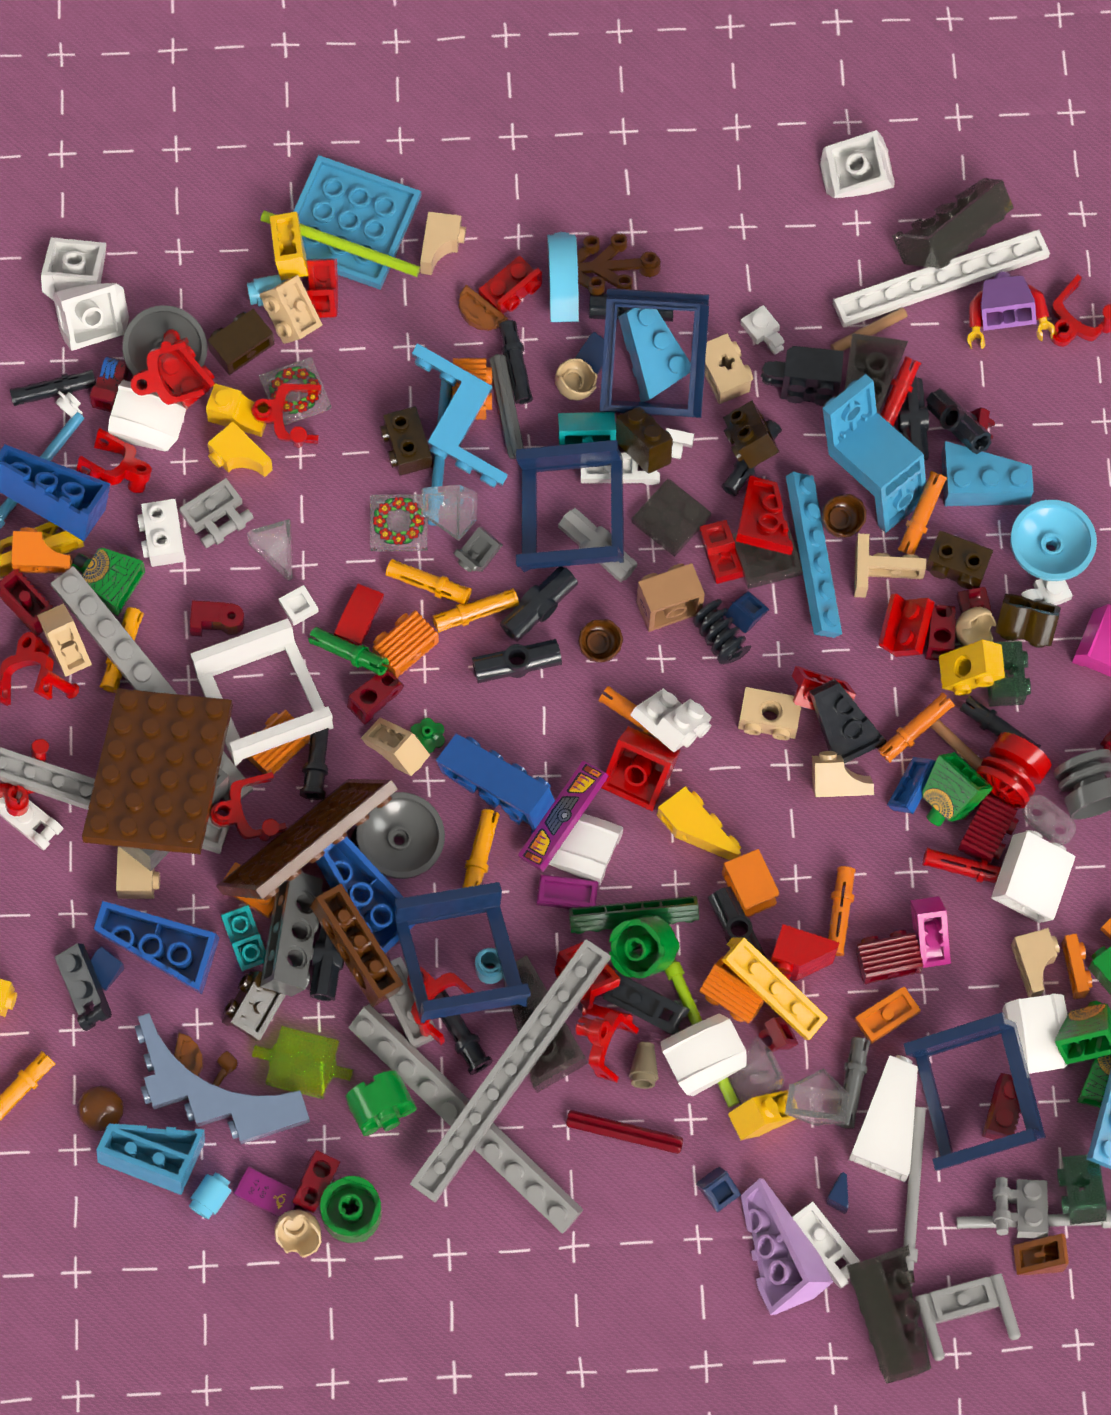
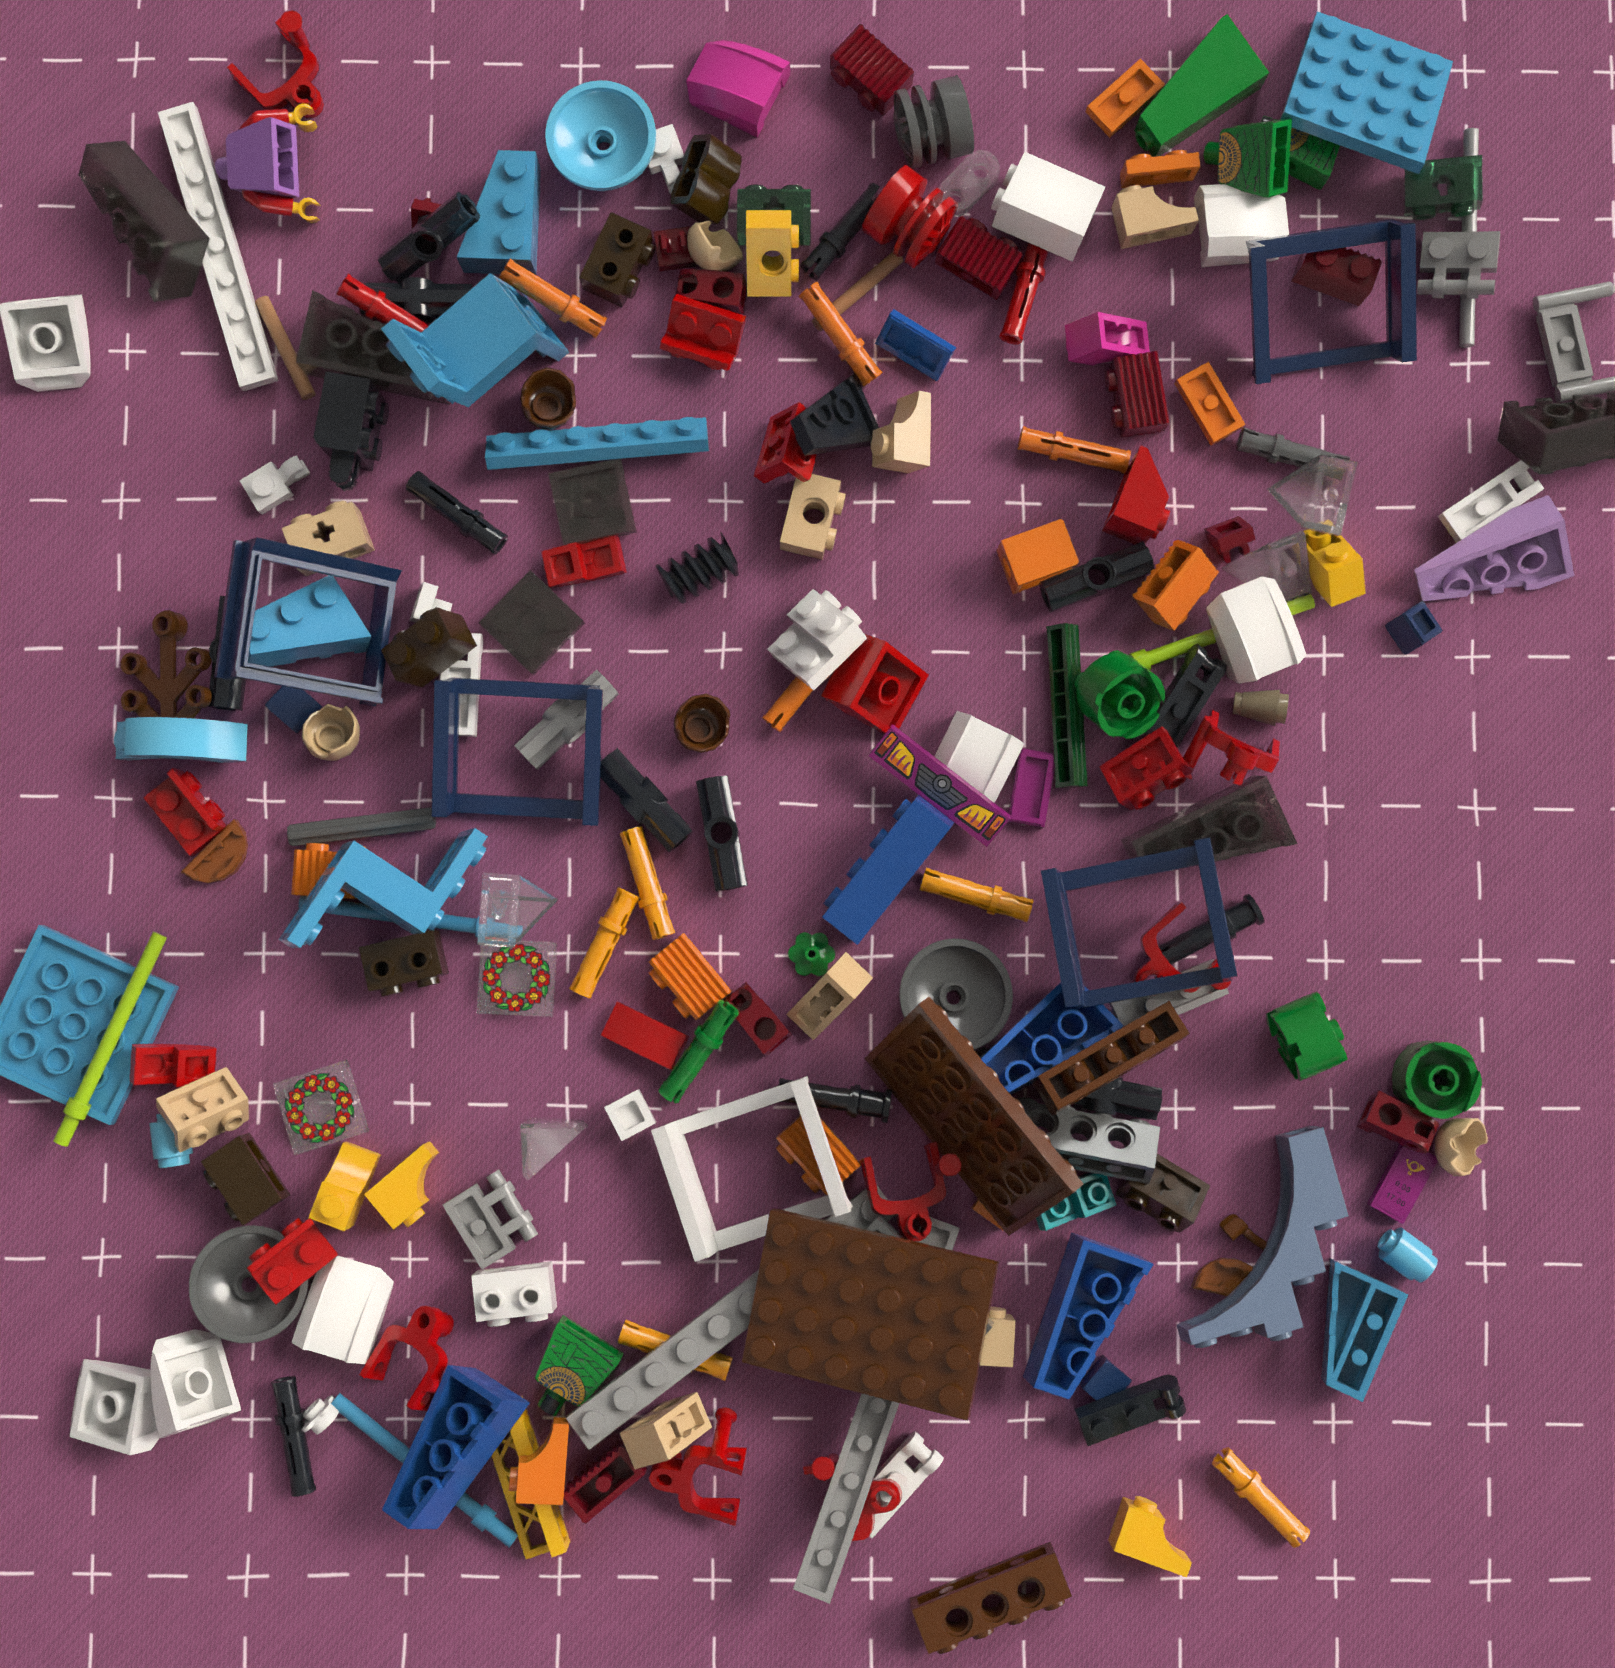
camera: 90 degrees left, 15 degrees up
(99, 1108) = (1286, 1390): reddish brown hair -> none
(107, 384) = (283, 1356): dark red leg -> none
(153, 374) = (298, 1308): piece -> none
(216, 616) = (635, 1225): dark red leg -> none
(275, 414) = (357, 1136): red piece -> none
(288, 245) = (110, 1110): yellow arch -> none
(302, 1062) = (1238, 1132): clear neon green plate -> none
(441, 237) = (110, 901): tan arch -> none
(450, 1102) = (1320, 931): light grey plate -> none
(478, 551) = (566, 876): dark grey bracket -> none
(486, 958) = (1141, 895): medium azure brick -> none
(510, 1071) = (1281, 869): light grey plate -> none
(514, 355) = (291, 812): black pin -> none
(586, 427) = (407, 722): teal brick -> none
(624, 1131) = (1341, 736): dark red axle -> none
(669, 596) = (652, 634): medium nougat brick -> none
(692, 824) = (948, 627): yellow slope -> none
(746, 611) = (667, 535): dark blue slope -> none
(750, 434) = (430, 507): dark brown brick -> none
(762, 517) = (546, 503): red wing -> none
(773, 987) = (1188, 535): yellow fence -> none
(839, 1194) = (1431, 480): dark blue slope -> none
(882, 565) = (617, 379): tan bracket -> none
(888, 1126) = (1344, 412): white slope -> none
(914, 1186) = (1420, 391): light grey bar -> none
(953, 789) = (933, 290): green torso -> none
(1041, 1255) = (1519, 243): dark orange slope -> none

